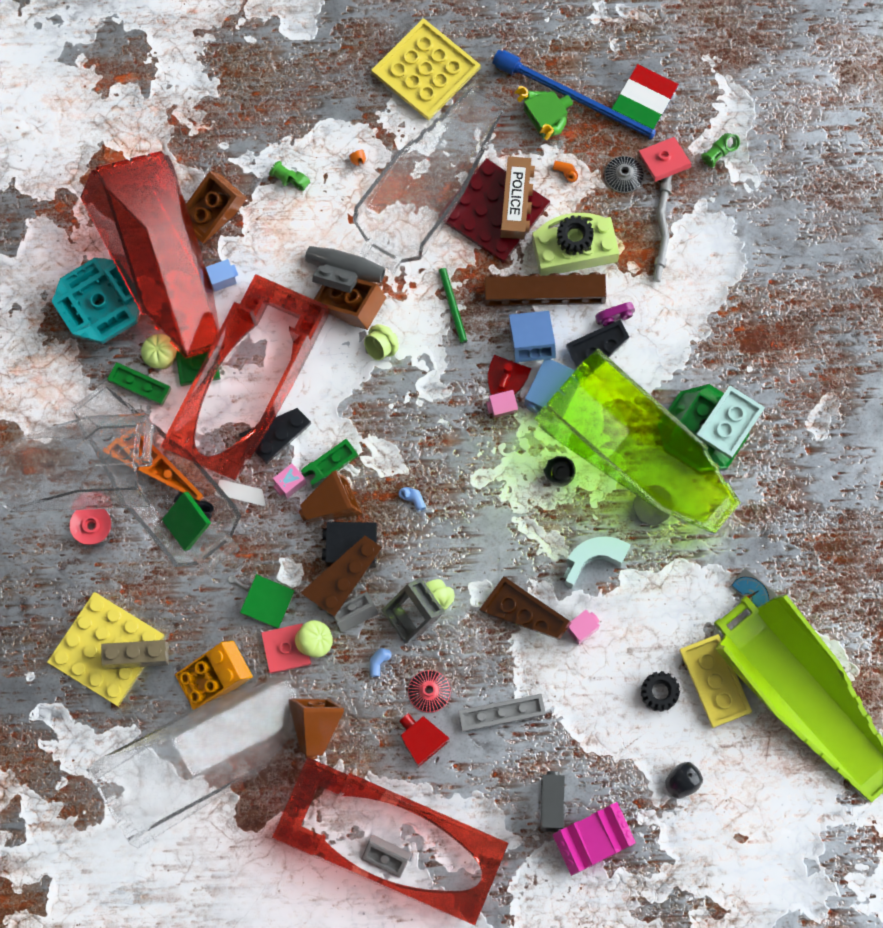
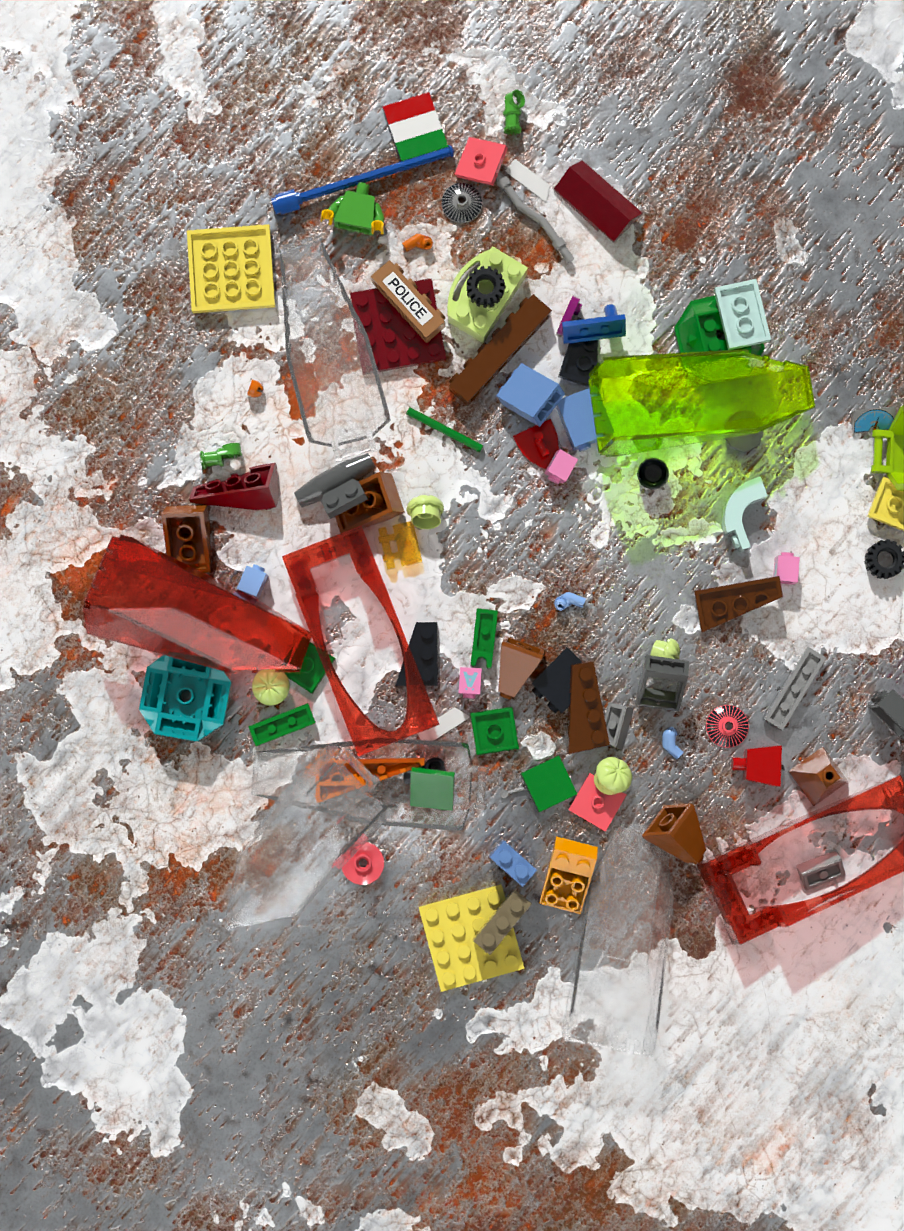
camera: 45 degrees left, 10 degrees up
(184, 623) = (512, 863): none -> medium blue brick
(270, 531) = (494, 731): none -> green tile
(282, 217) = (247, 491): none -> dark red wedge
(346, 354) = (406, 543): none -> clear yellow plate
(458, 799) = (818, 776): none -> dark orange slope
(622, 336) = (595, 328): none -> blue piece
(686, 203) = (528, 179): none -> white sticker
(717, 259) = (597, 200): none -> dark red slope

